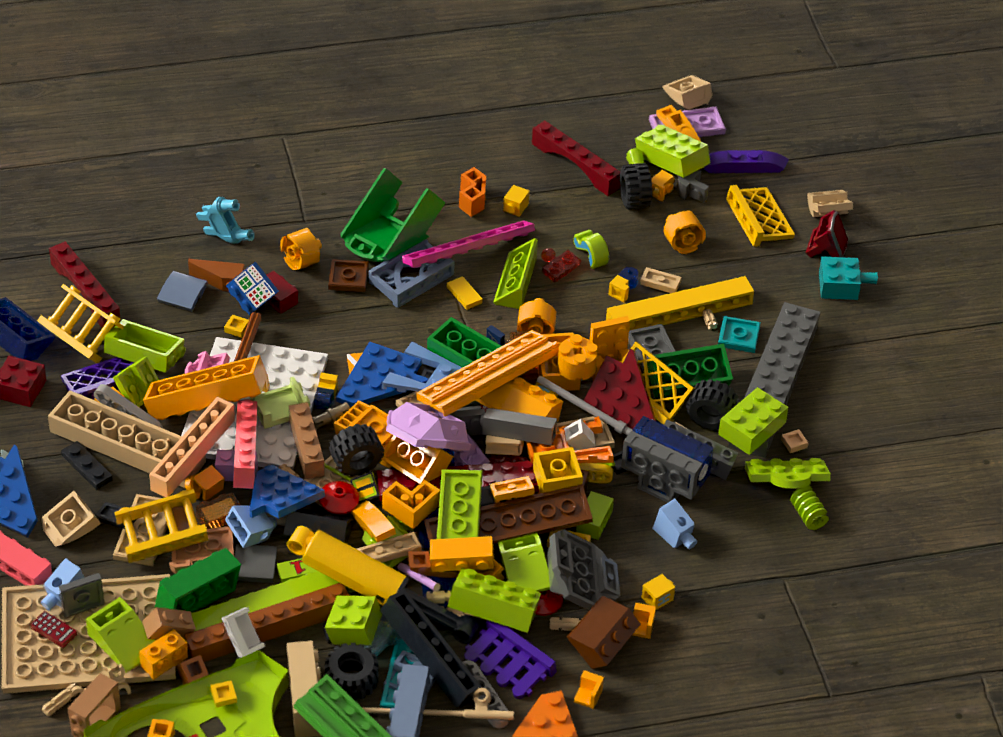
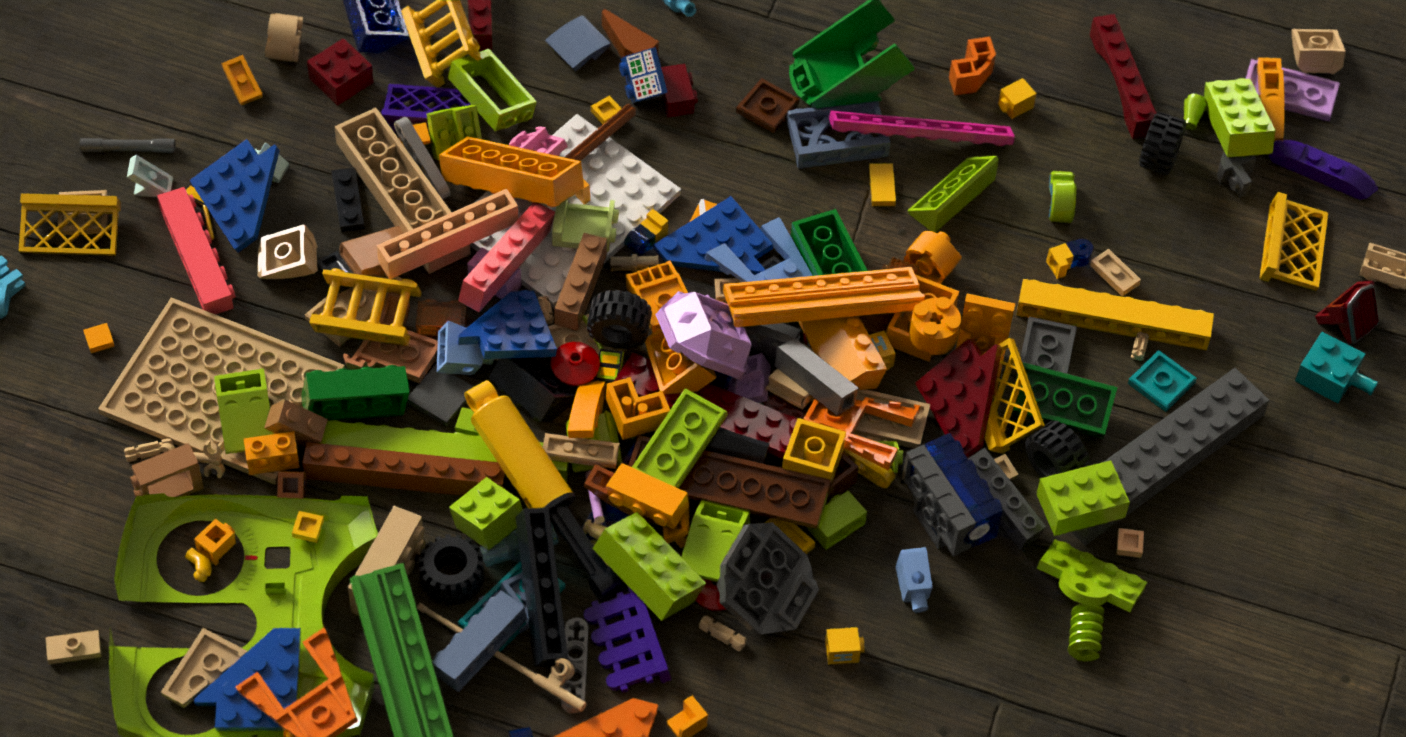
camera: 30 degrees right, 10 degrees up
(54, 629) = (187, 370): dark red tile -> none
(64, 574) = (222, 328): light blue torso -> none
(81, 595) = (231, 346): dark grey tile -> none
(134, 489) = (362, 252): none -> medium nougat piece
(190, 484) = (436, 276): light orange tile -> none
(210, 481) = (451, 279): light orange panel -> none
(242, 632) = (362, 470): white panel -> none
(300, 249) = (733, 51): light orange brick -> none
(495, 335) = (876, 254): dark blue tile -> none
(512, 489) = (749, 447): light orange plate -> none
(560, 265) = (1013, 200): clear red plate -> none
(579, 436) = (877, 420): white brick -> none
(603, 632) = (744, 661): reddish brown slope -> none
(619, 426) = (937, 428): light grey bar -> none
(645, 615) = (803, 671): light orange panel -> none
(662, 184) = (1200, 153): light orange brick -> none
(684, 231) = (1181, 225): light orange brick -> none

